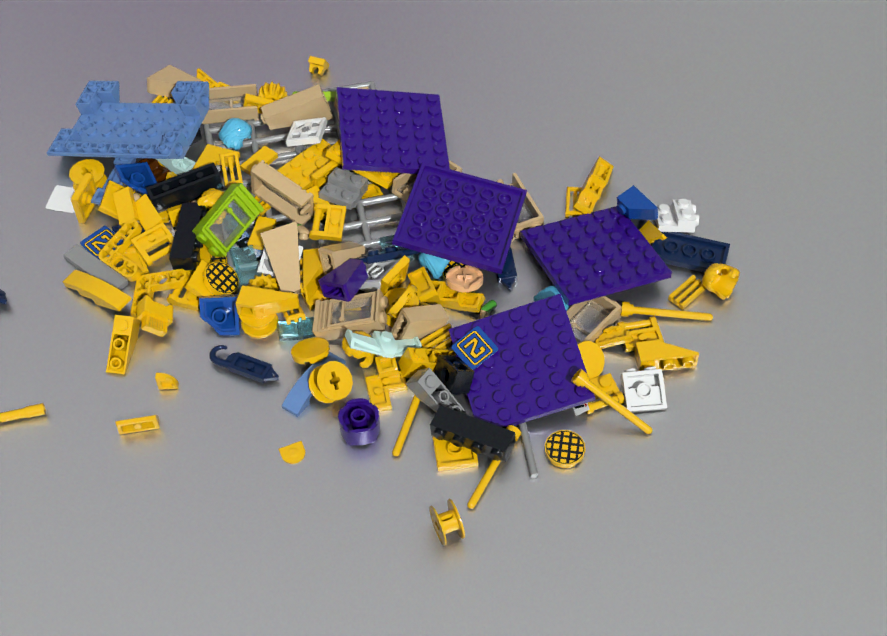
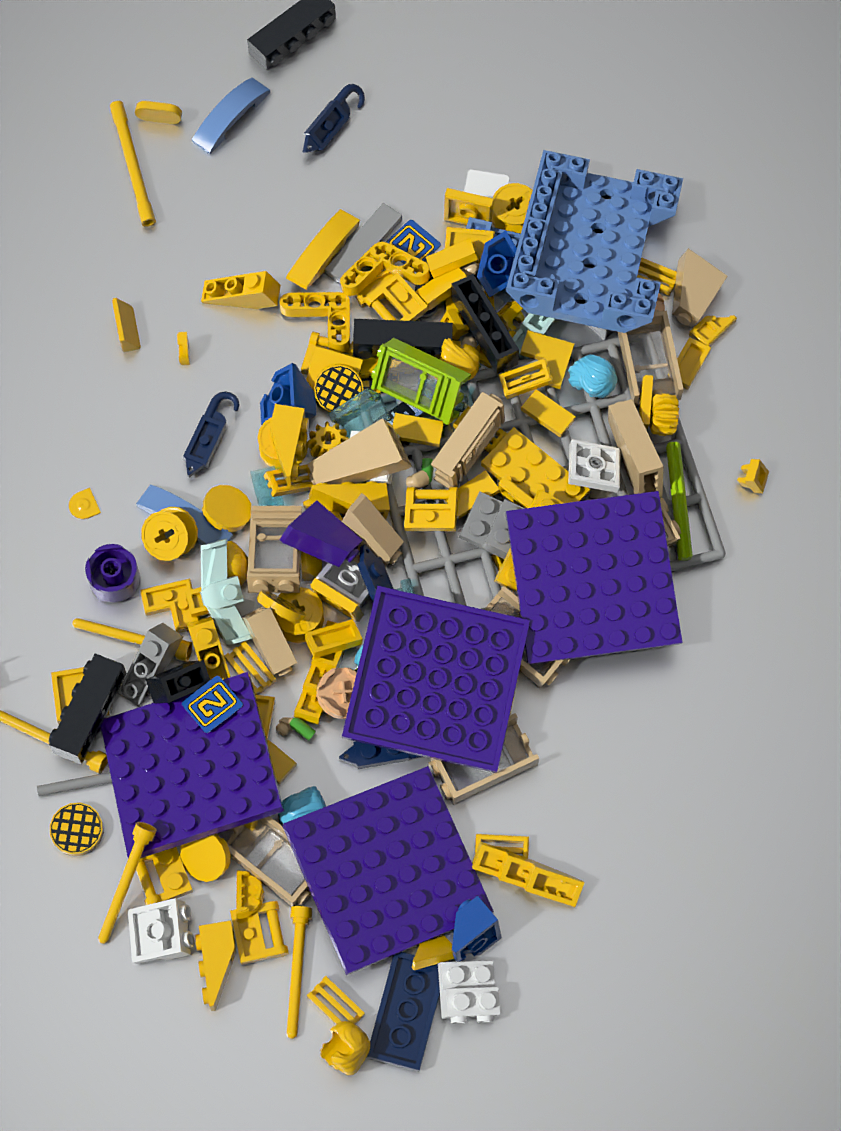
camera: 85 degrees right, 15 degrees up
(154, 316) = (274, 319): yellow piece -> none

